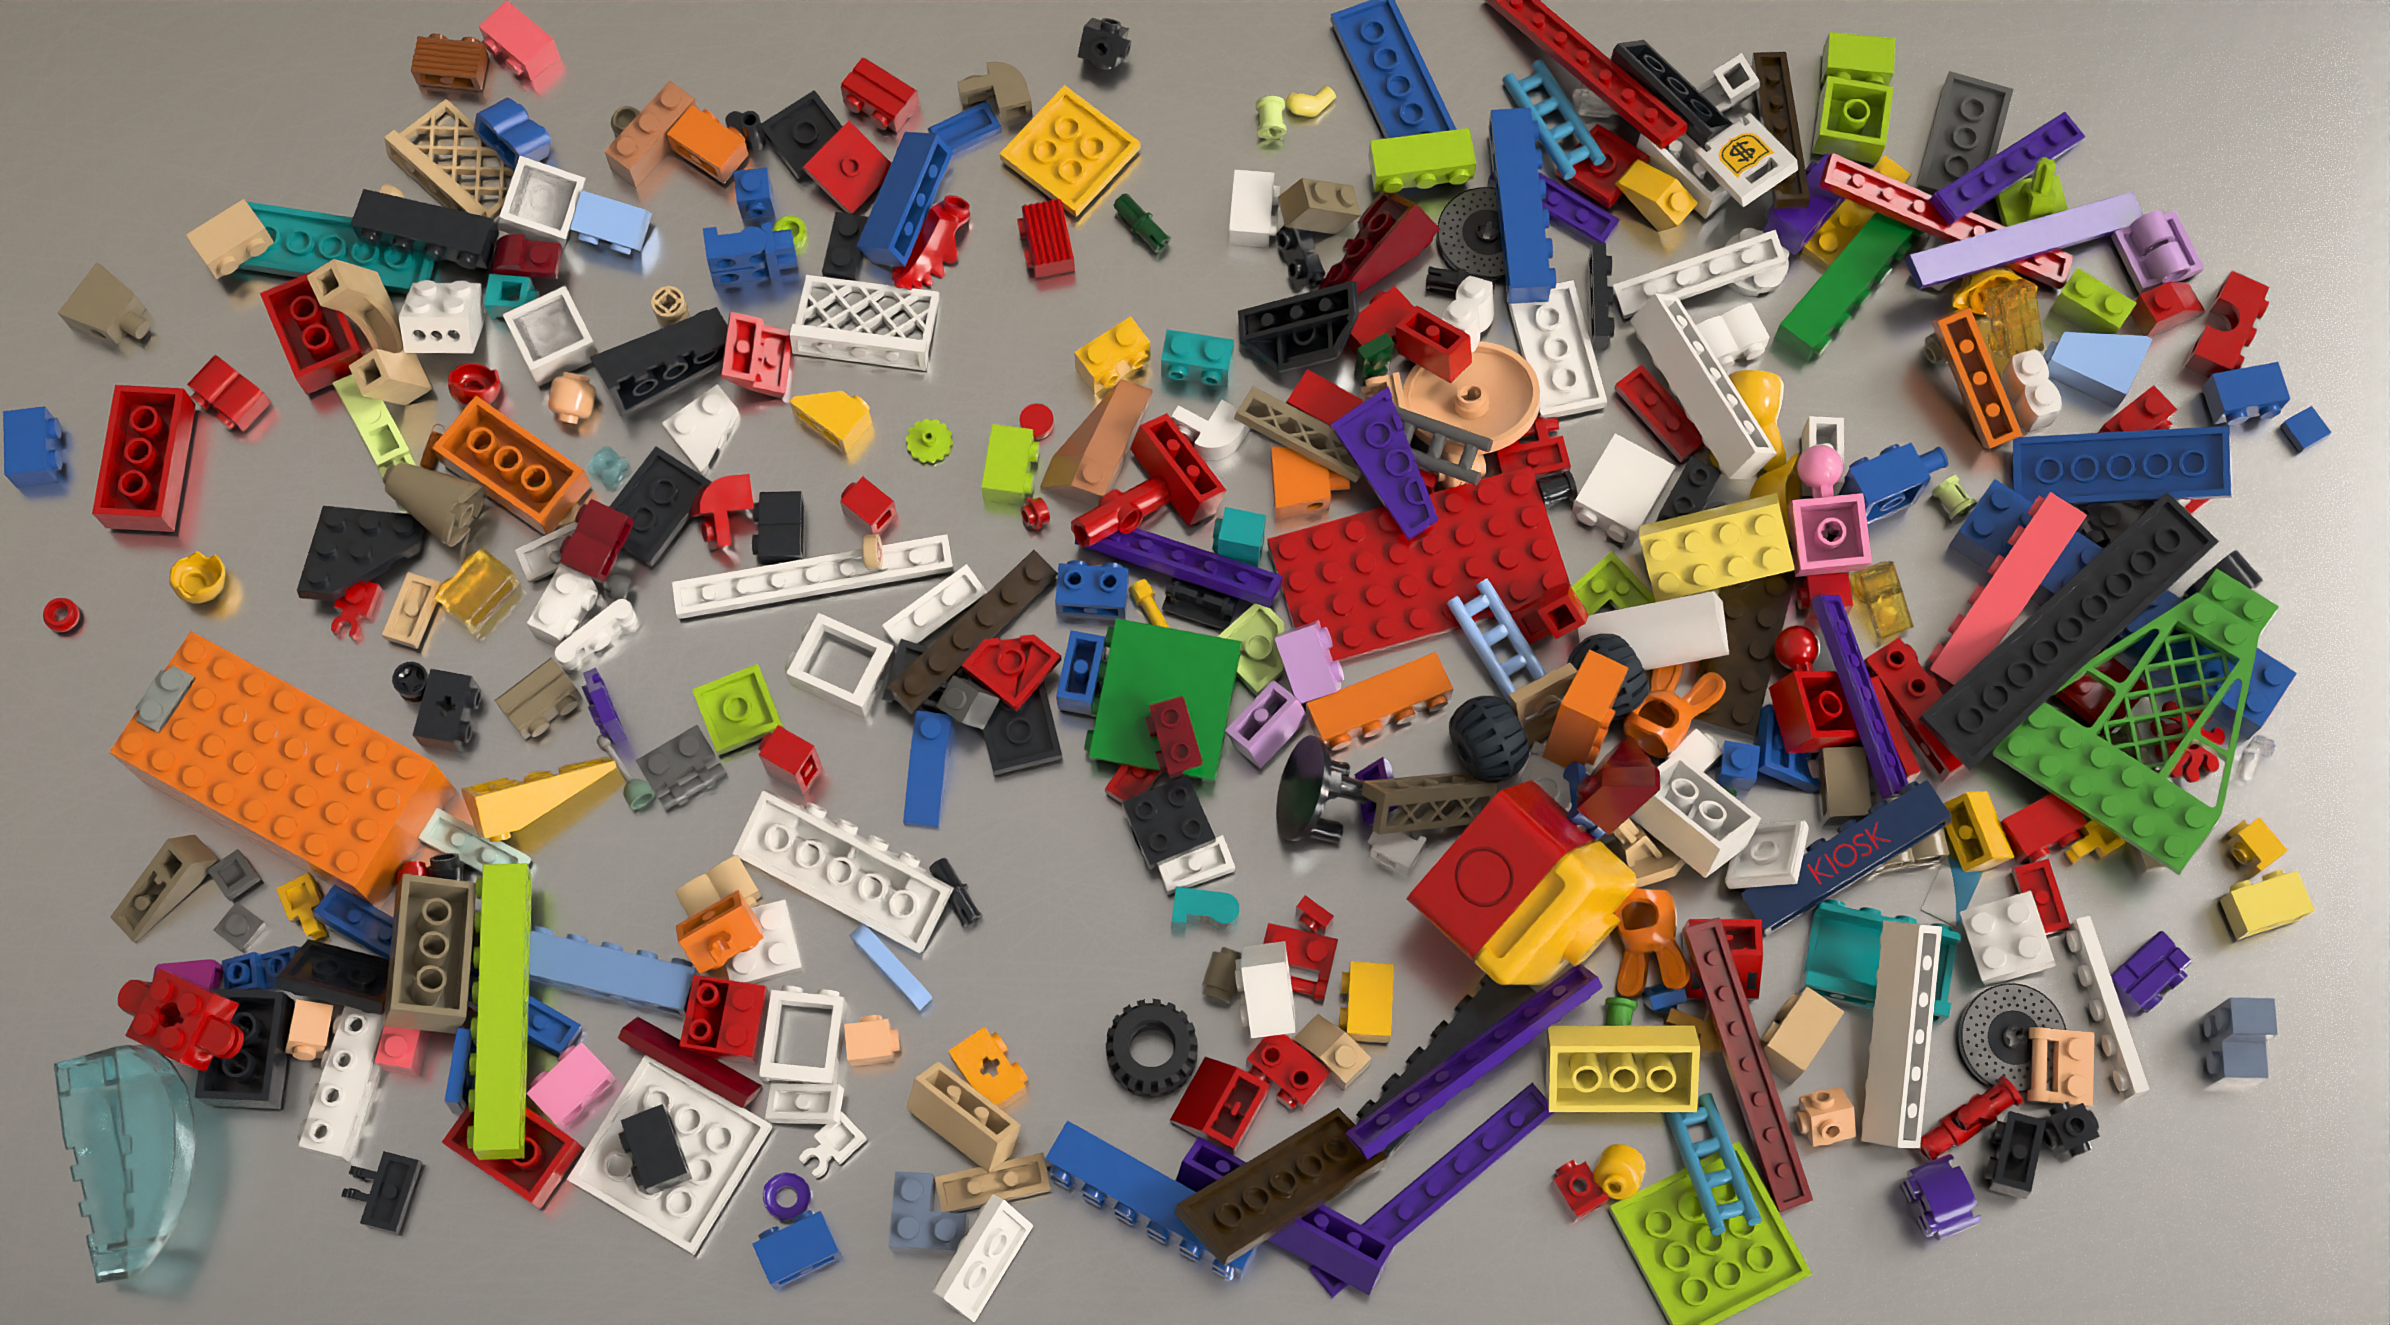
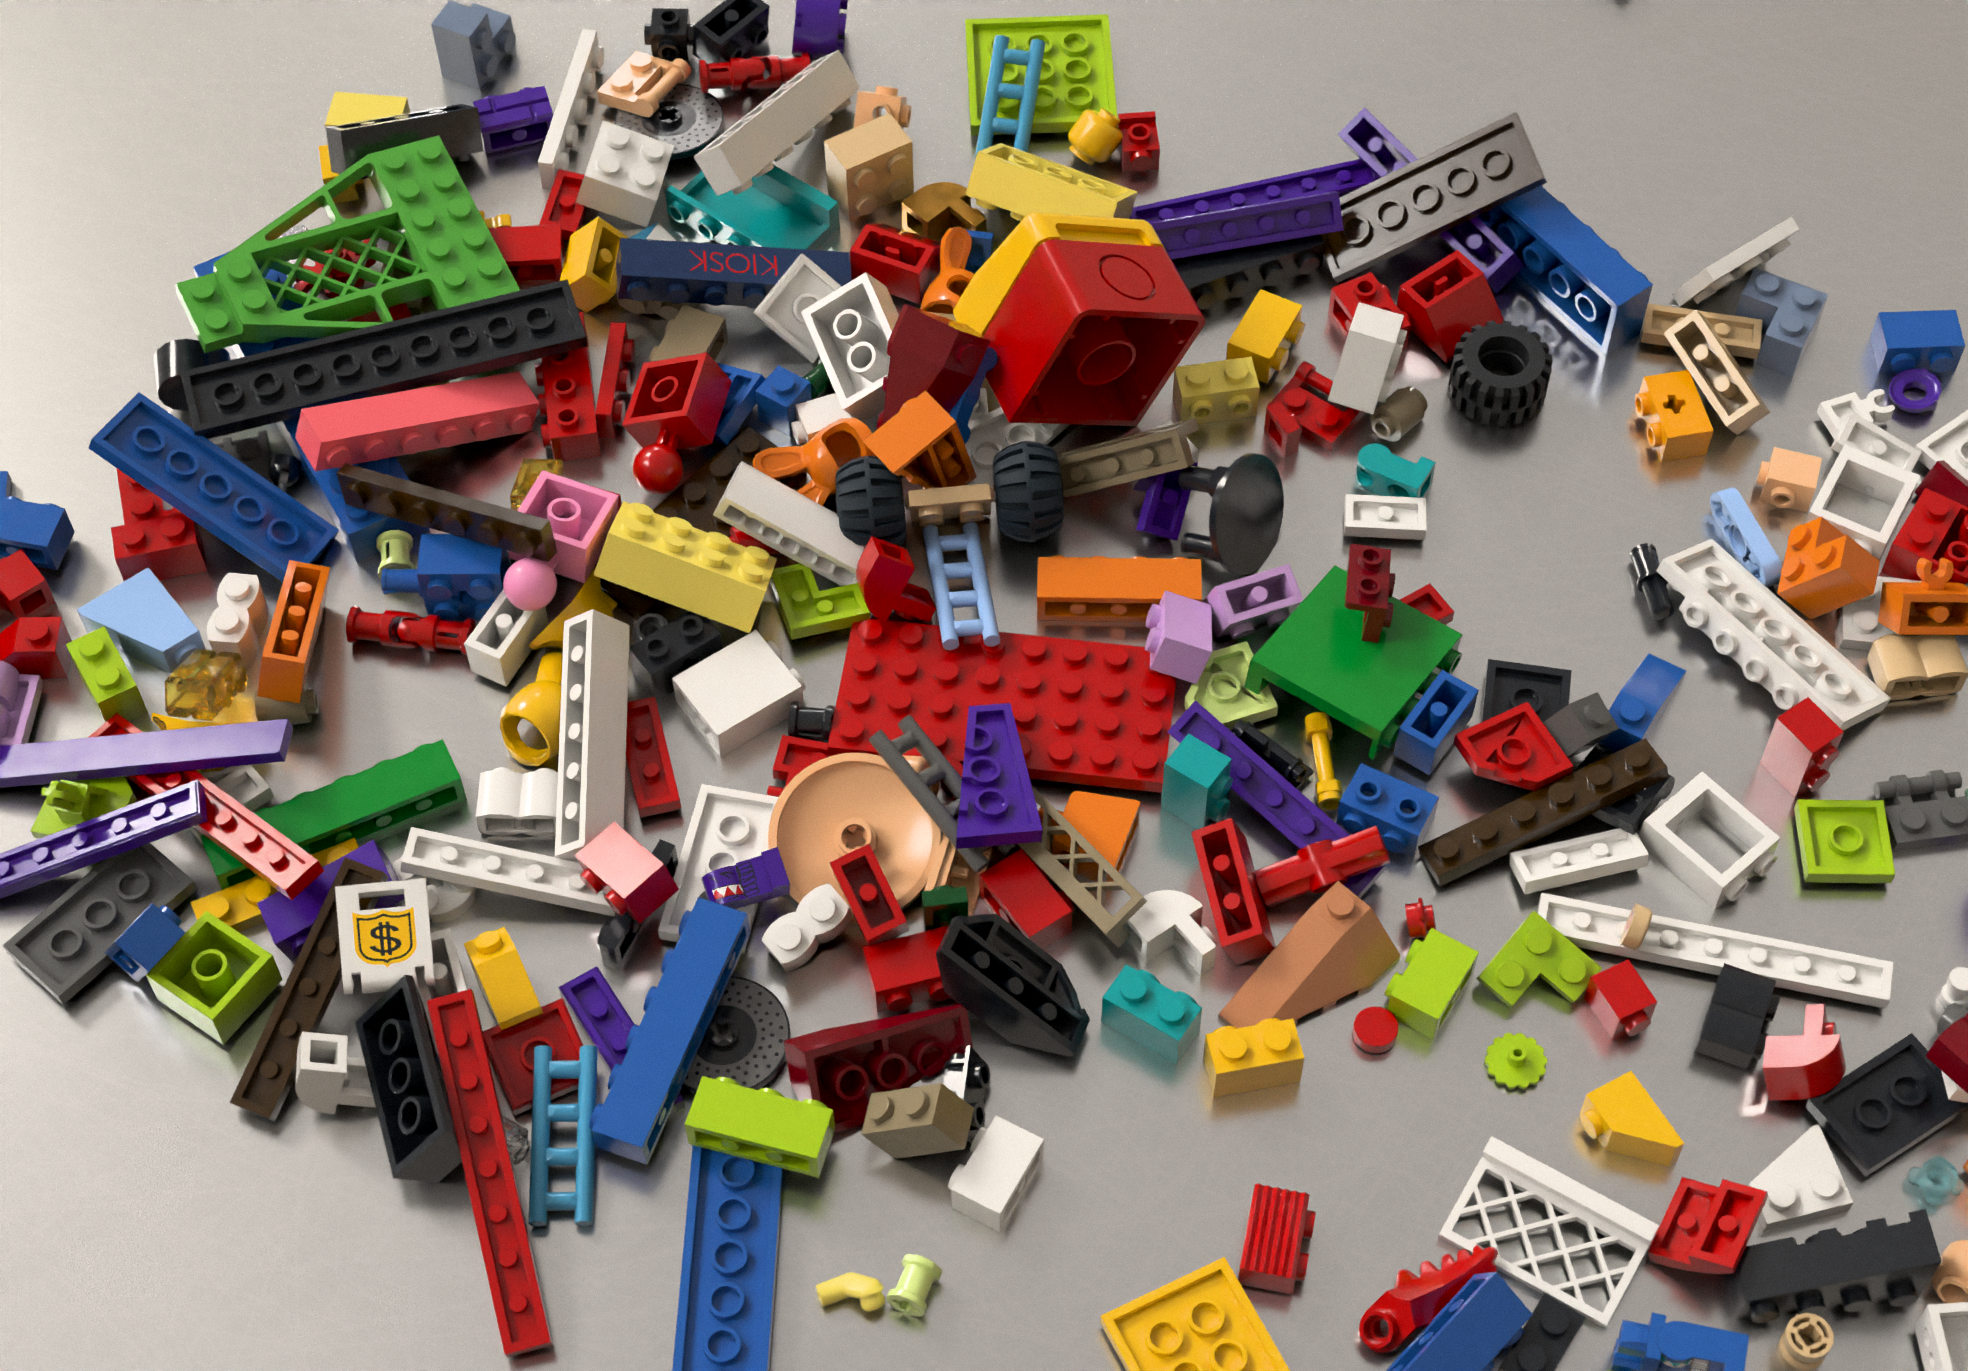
camera: 155 degrees left, 15 degrees down
(820, 942) = (1825, 569): none -> orange brick
(938, 517) = (1534, 951): none -> lime plate
(1141, 222) = (1143, 1214): dark green axle -> none
(1168, 822) = (1413, 545): black plate -> none
(1334, 1050) = (1322, 314): tan slope -> none
(1384, 927) = (1216, 391): none -> light yellow brick
(1451, 279) = (789, 987): black pin -> none
(1526, 325) = (748, 881): none -> dark purple leg
(1613, 287) = (625, 873): none -> brick
(1747, 1064) = (932, 161): dark red plate -> none
(1859, 58) = (155, 1048): lime brick -> none
(1860, 695) = (627, 394): dark purple tile -> none
(1906, 486) = (447, 512): none -> dark brown plate
(1912, 110) = (146, 941): none -> blue brick
(1918, 433) = (427, 632): none -> red piece
(2215, 878) = (454, 124): none -> black brick

